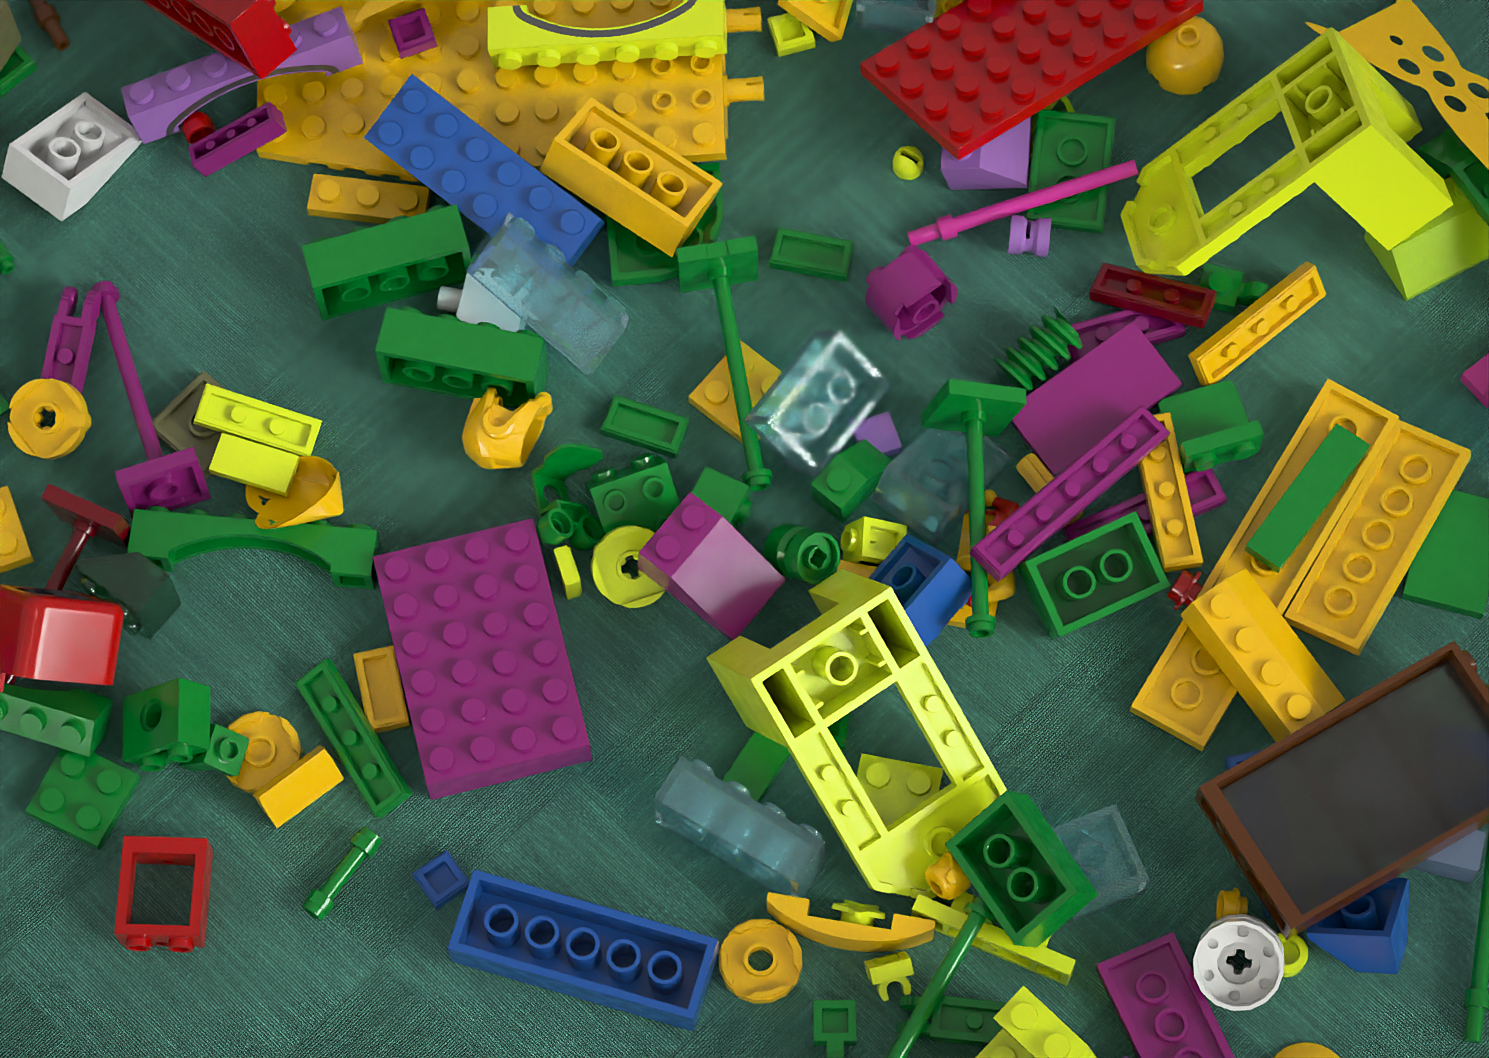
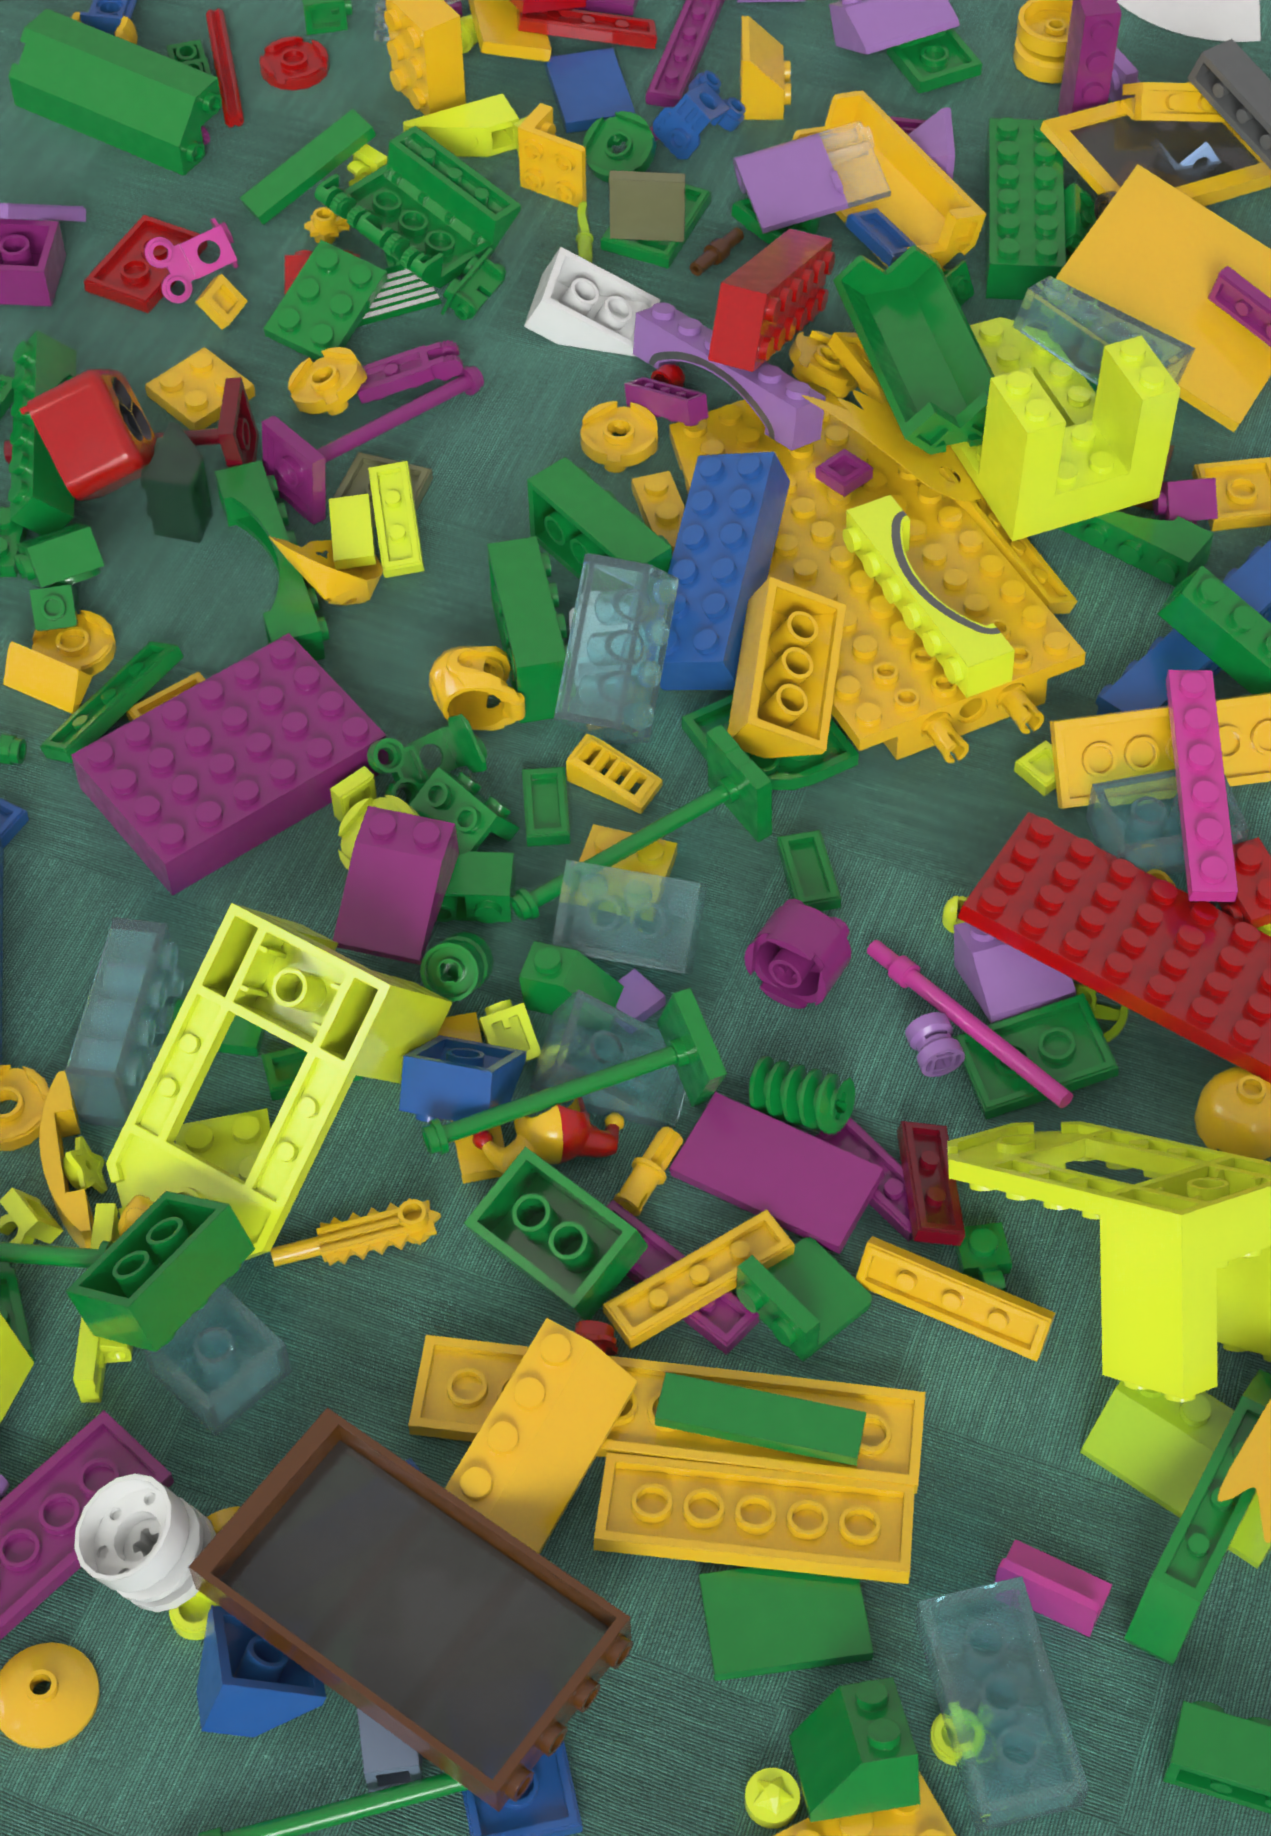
camera: 65 degrees right, 15 degrees down
(251, 217) = (619, 451): none -> yellow plate
(637, 378) = (592, 756): none -> yellow slope
(1015, 710) = (359, 1235): none -> yellow piece
(1069, 493) = (636, 1168): magenta tile -> none

